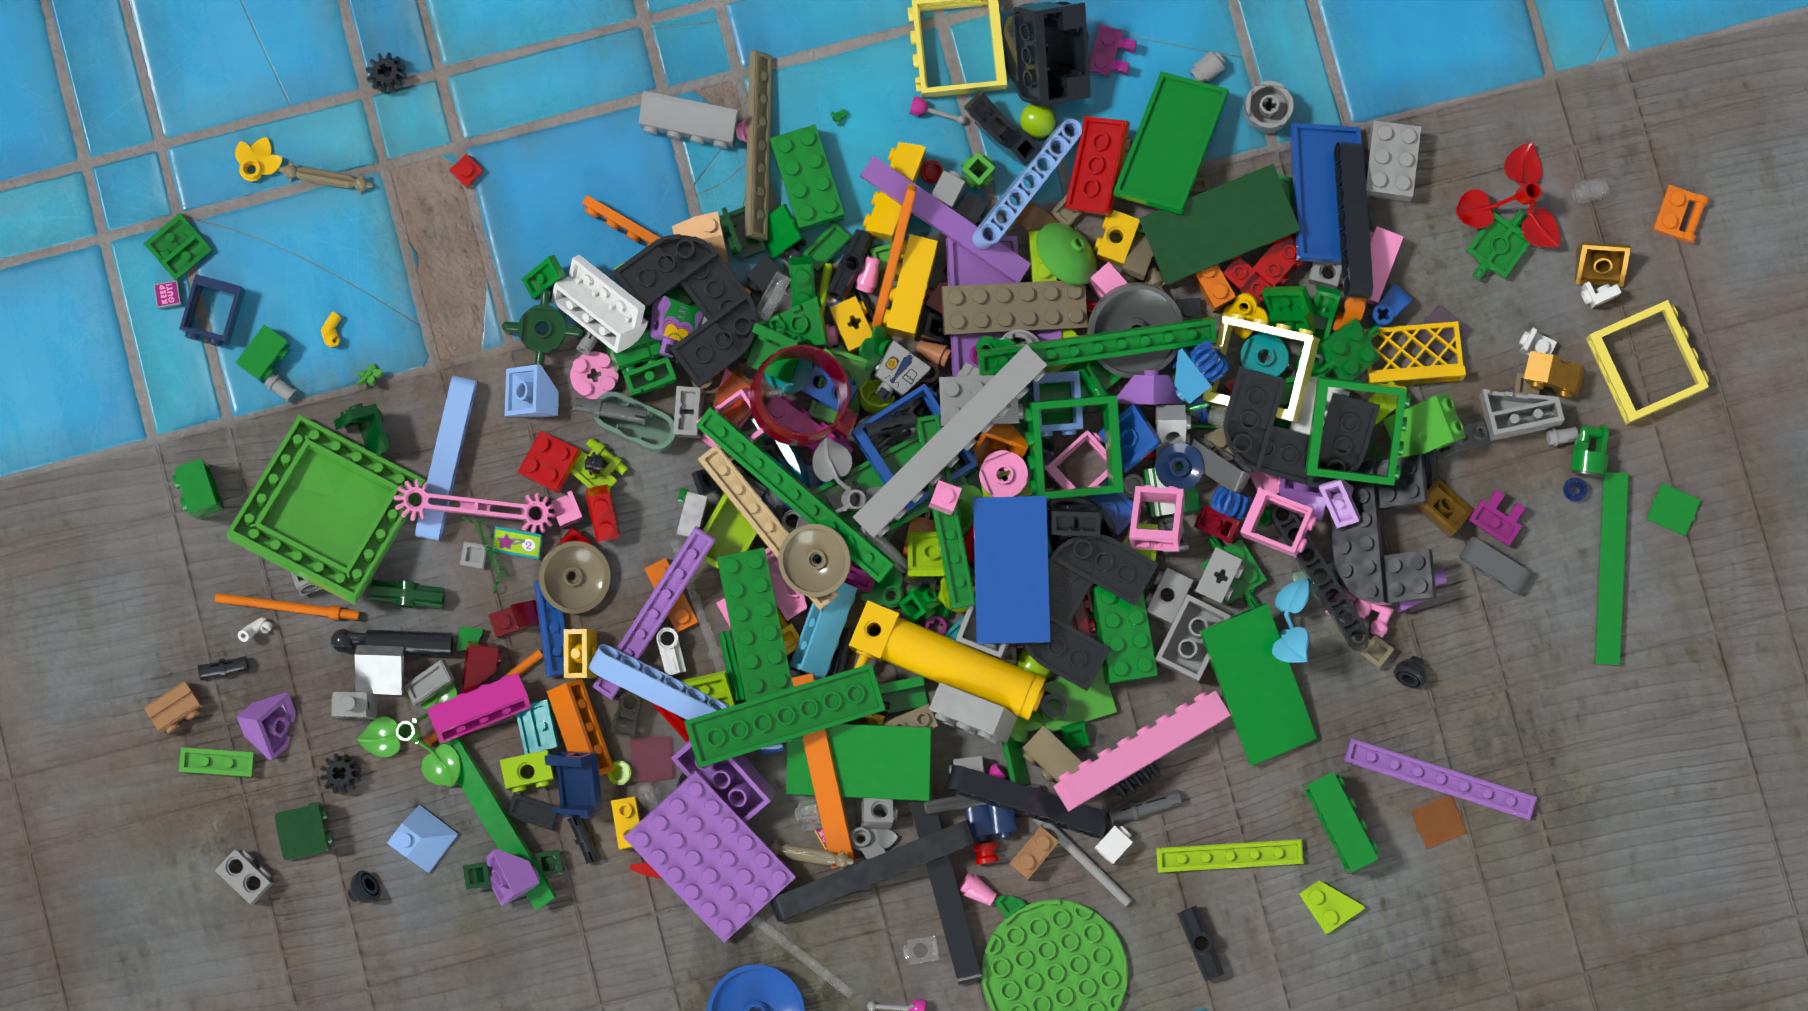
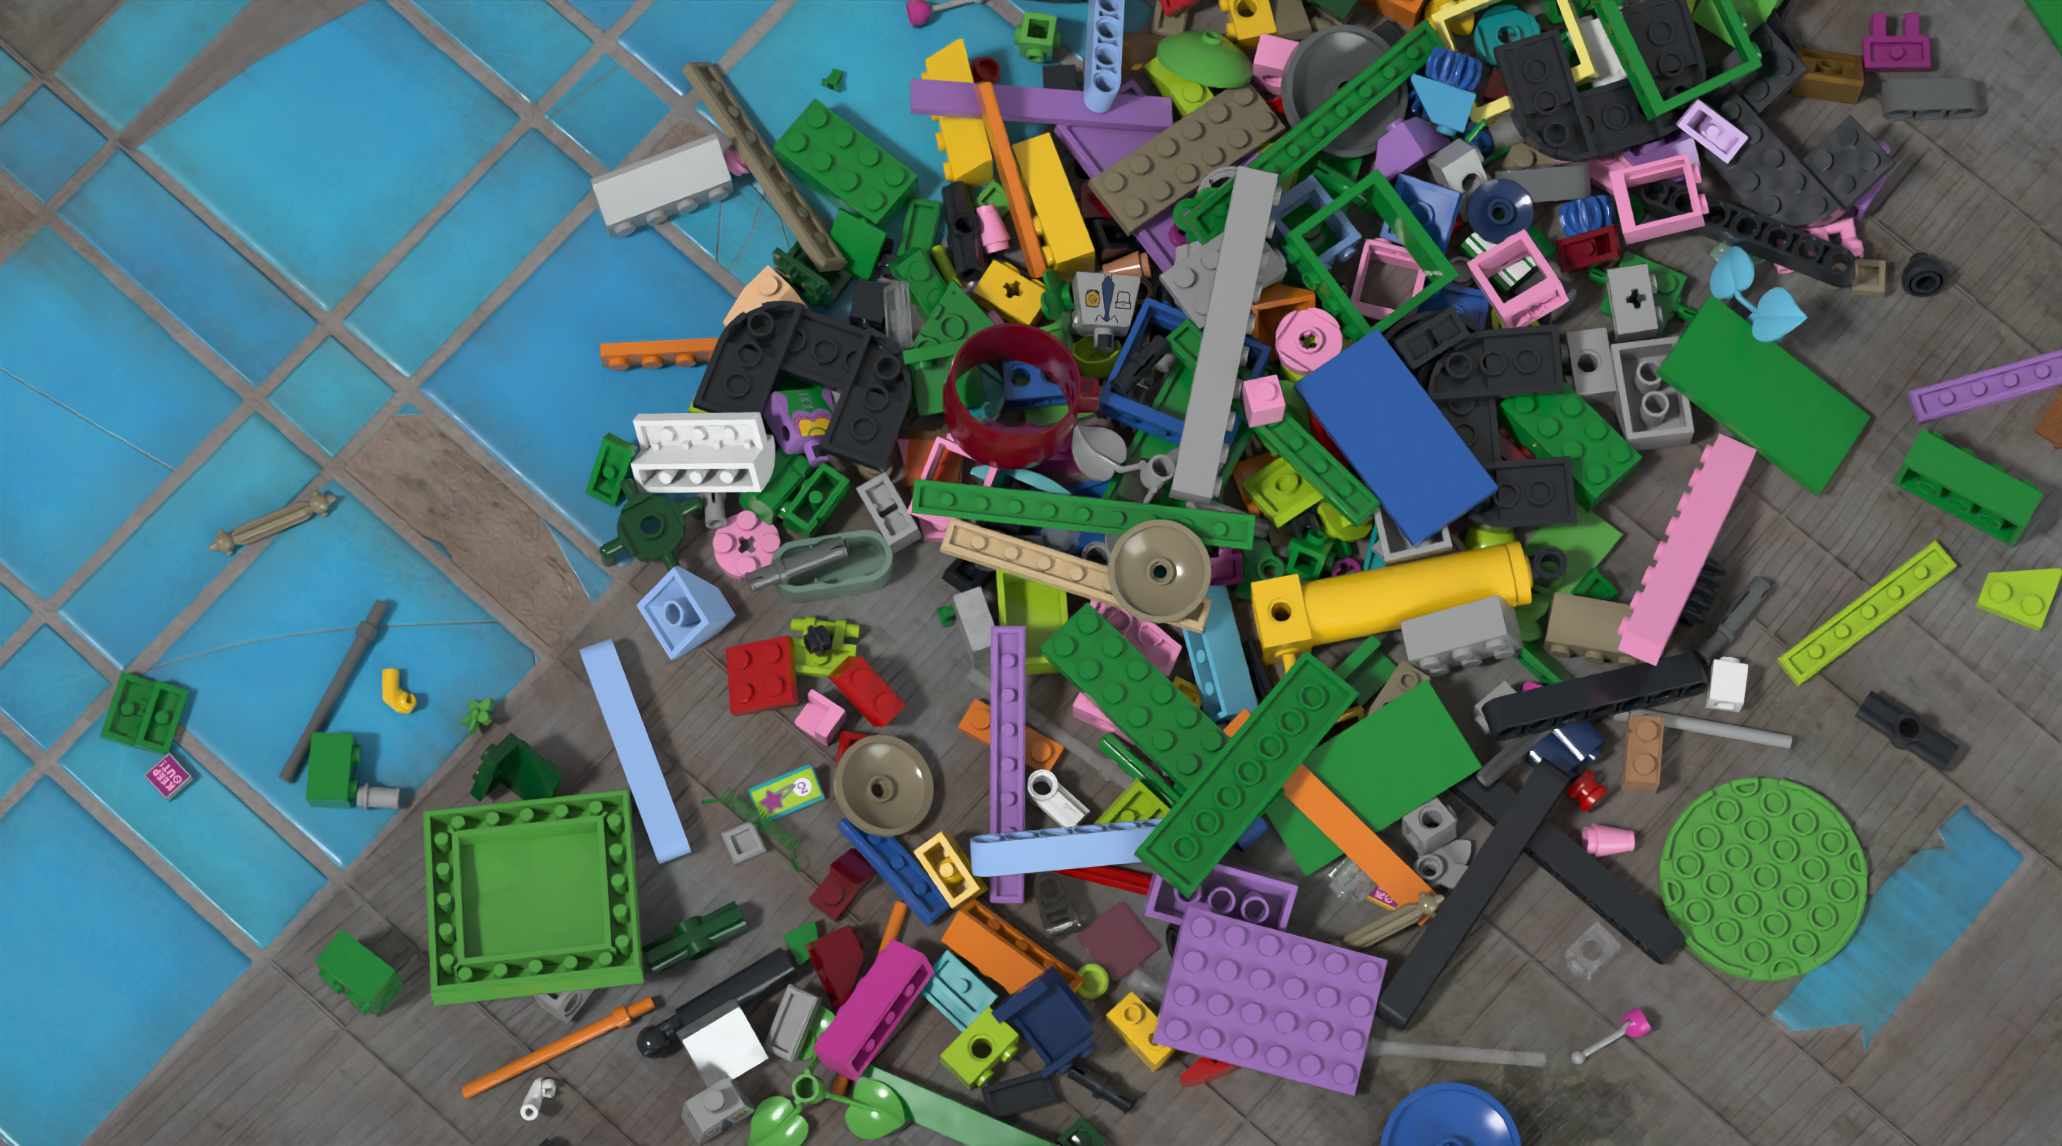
camera: 30 degrees left, 10 degrees down
(202, 282) = (224, 728): dark blue window -> none
(258, 156) = (174, 550): yellow plate -> none
(337, 281) = (364, 634): none -> dark grey bar
(395, 71) = (267, 348): black gear -> none
(466, 170) = (436, 411): red plate -> none
(475, 506) = (708, 780): bright pink arm -> none
(949, 189) = (1020, 67): light grey brick -> none
(1009, 904) = (1655, 835): green tile -> none

